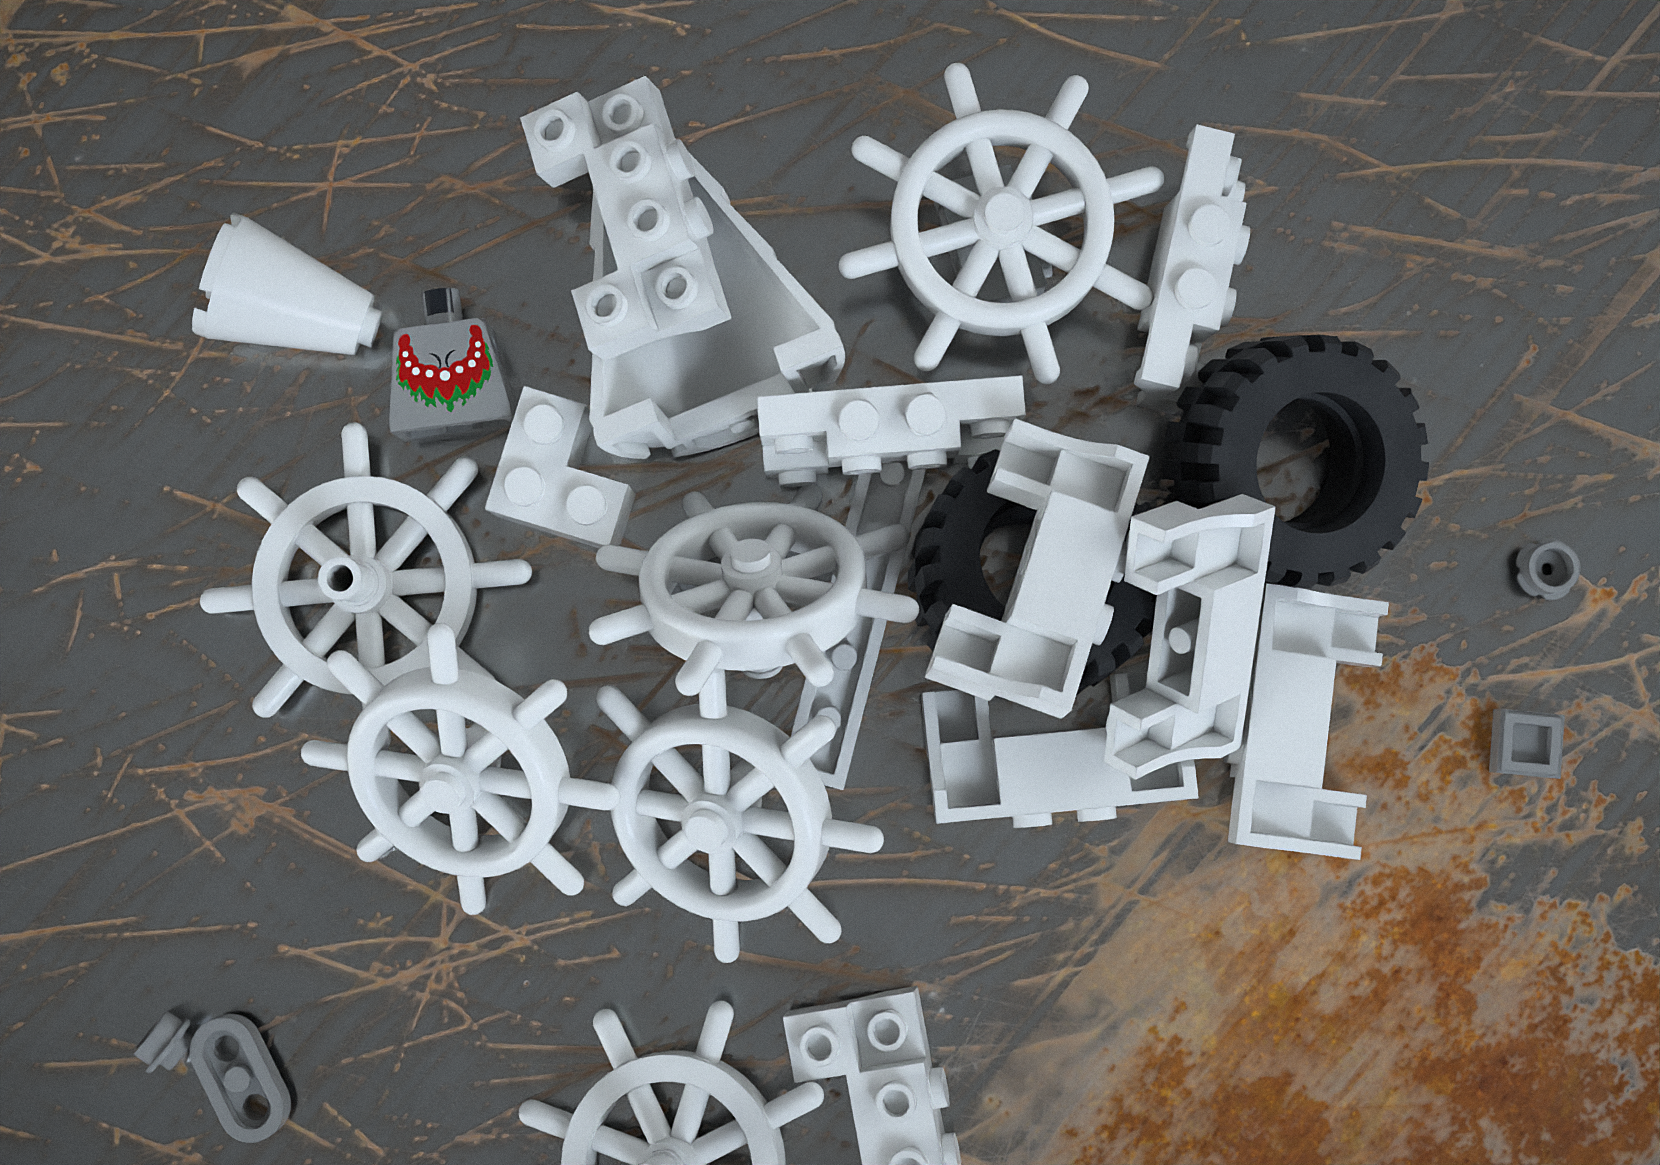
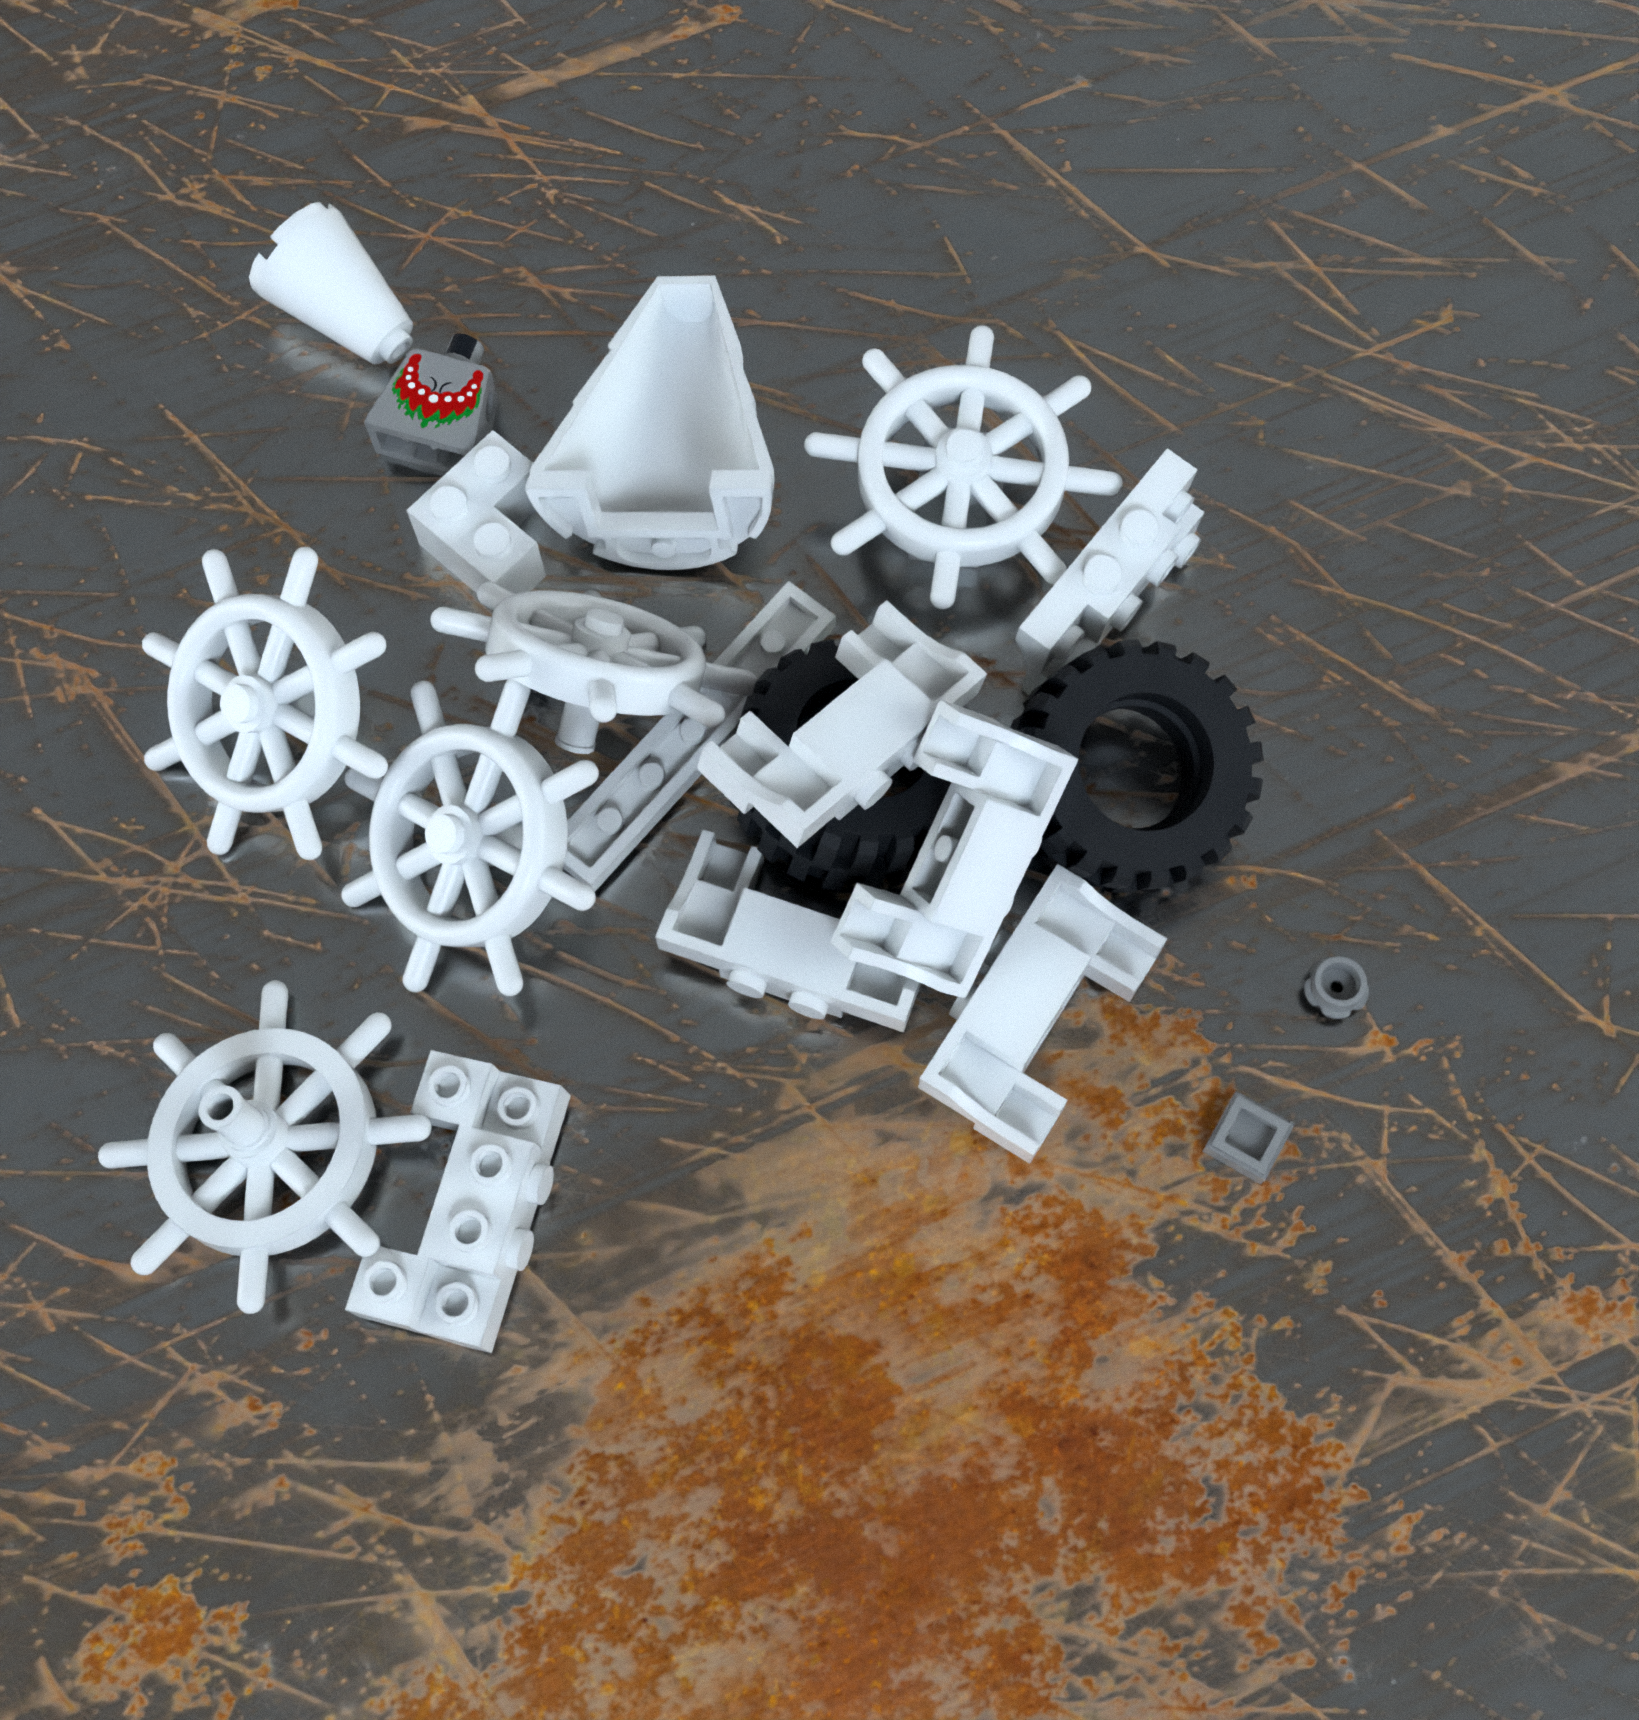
camera: 25 degrees right, 15 degrees down
(359, 583) = (274, 527): white piece -> none
(649, 212) = (664, 334): white bracket -> none
(884, 425) = (769, 580): white bracket -> none

